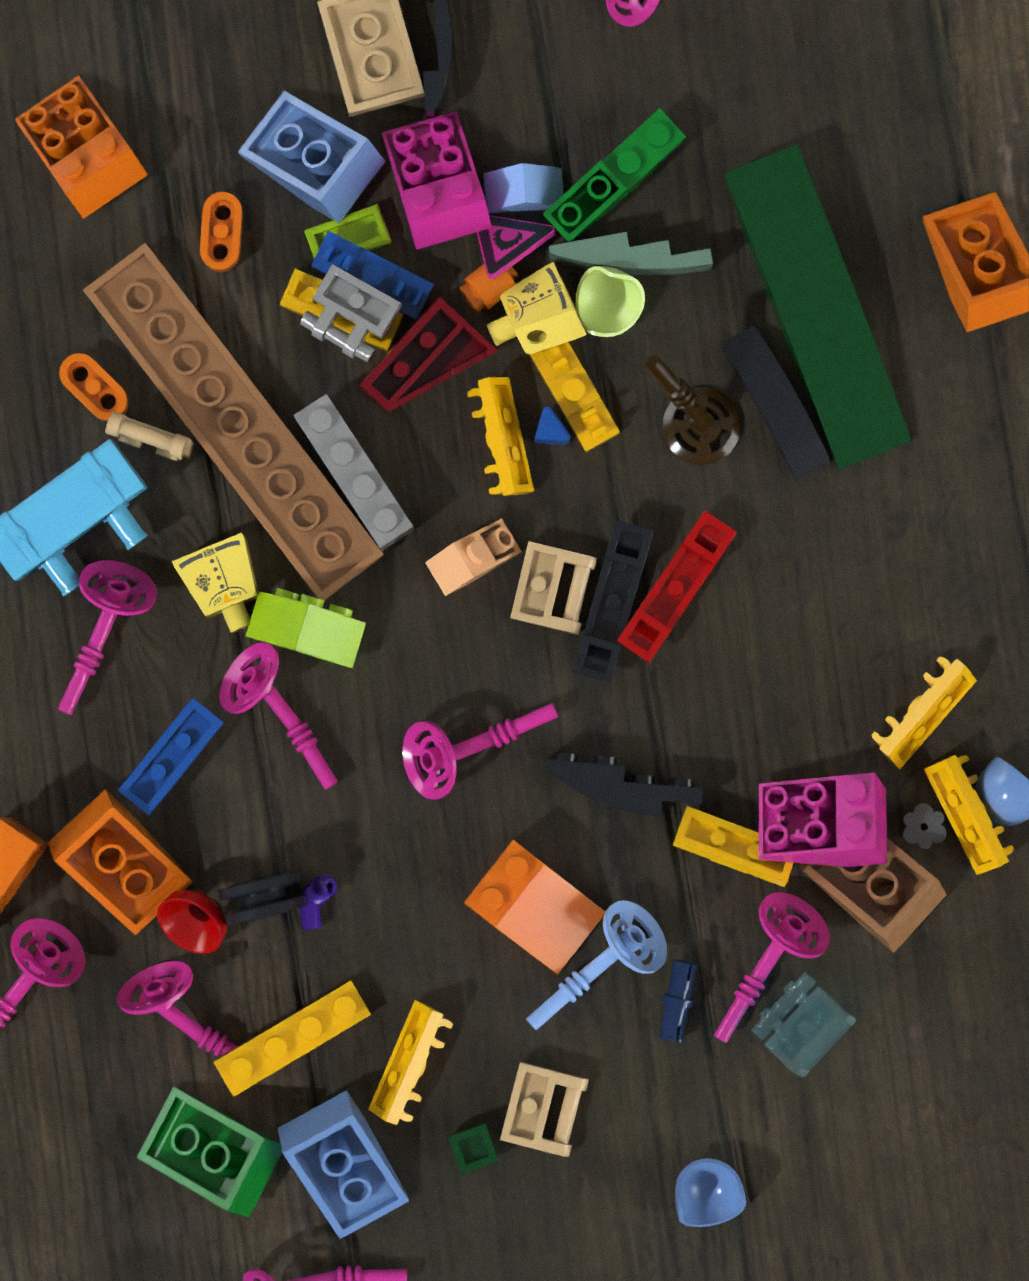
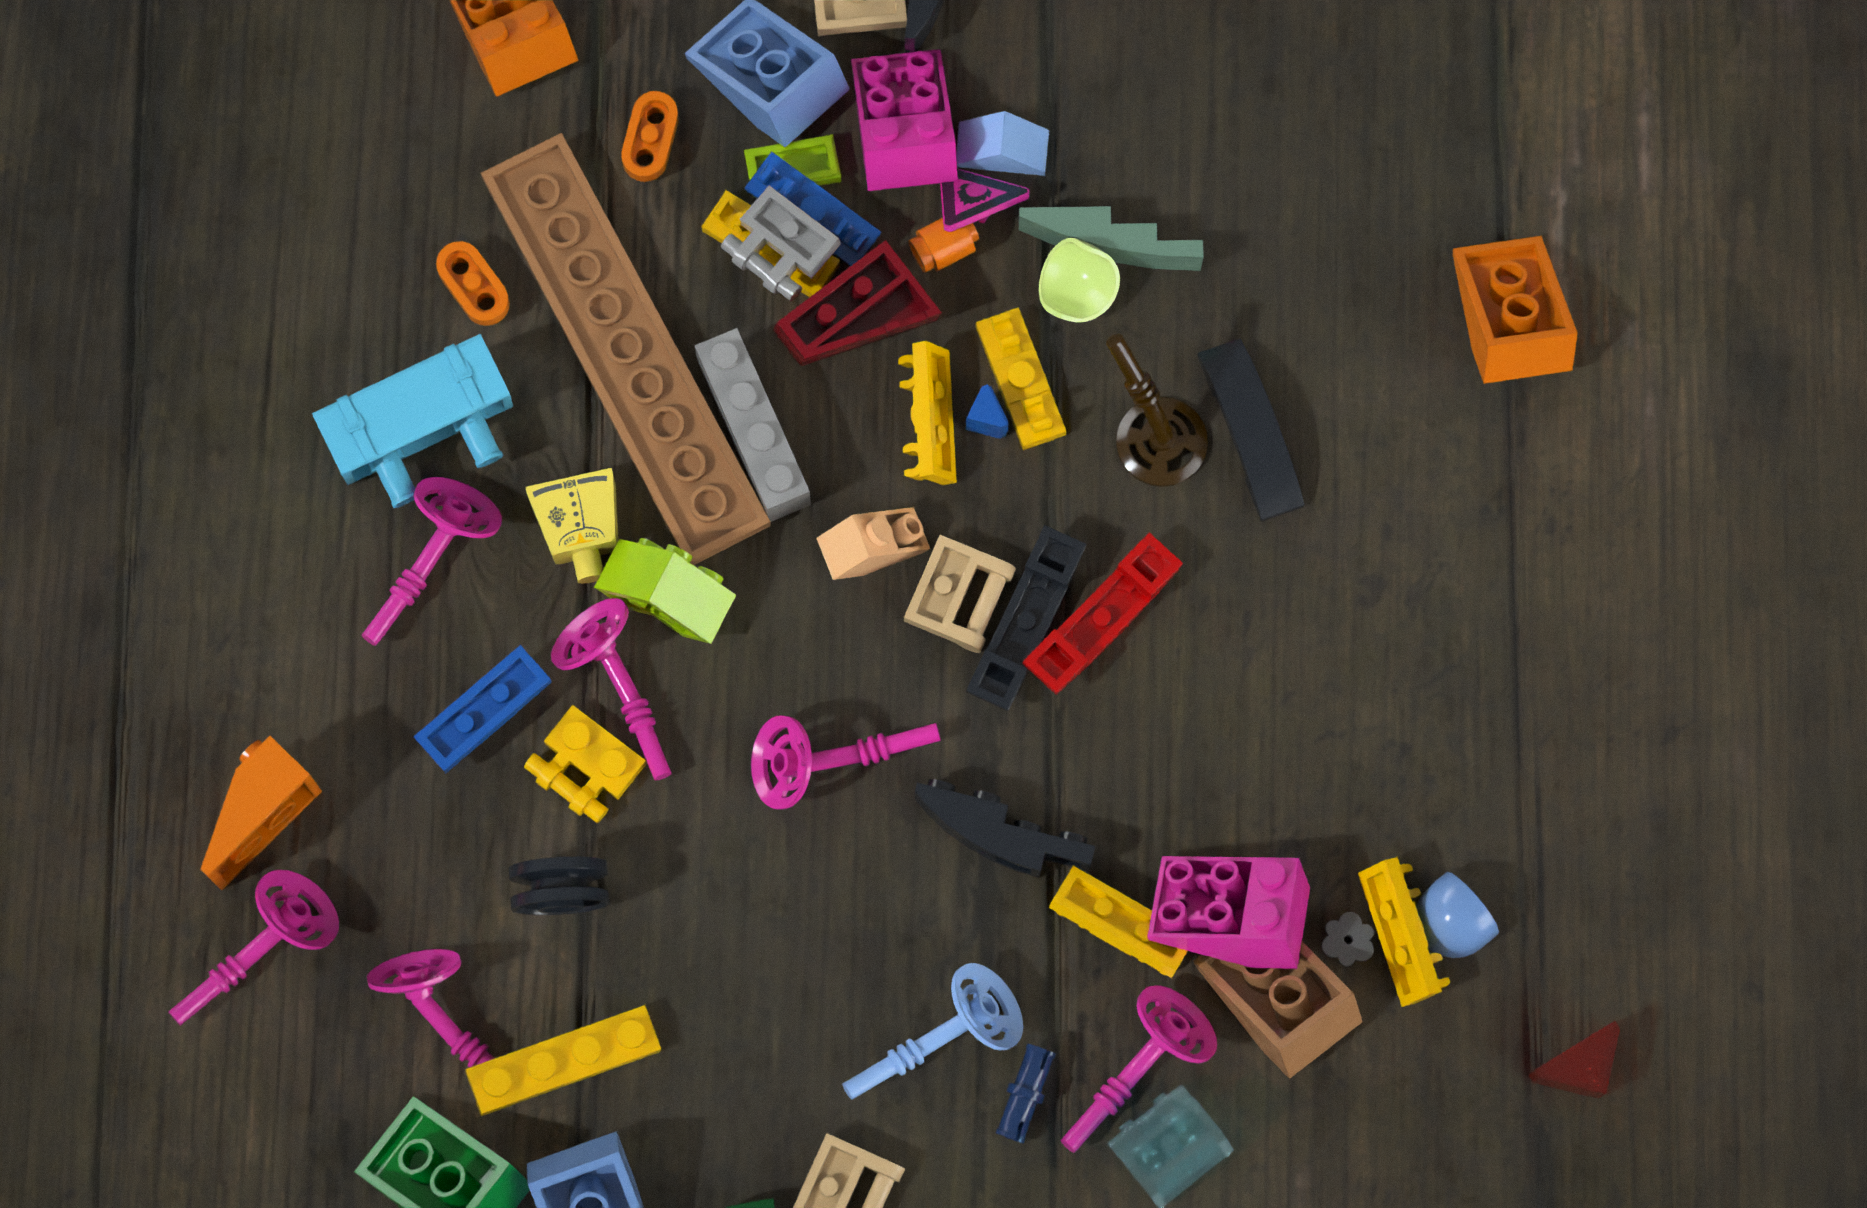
camera: 10 degrees right, 10 degrees down
(118, 861) = (400, 823): orange slope -> none
(134, 433) = (510, 339): tan plate -> none
(188, 926) = (464, 910): red piece -> none
(270, 774) = (595, 754): none -> yellow plate
(316, 894) = (623, 898): dark purple arm -> none
(407, 1063) = (695, 1112): yellow plate -> none
(534, 907) = (875, 954): orange slope -> none
(538, 313) = (993, 280): light yellow torso -> none
(615, 176) = (1108, 148): green slope -> none
(816, 307) = (1315, 329): dark green slope -> none
(925, 712) = (1370, 806): yellow plate -> none

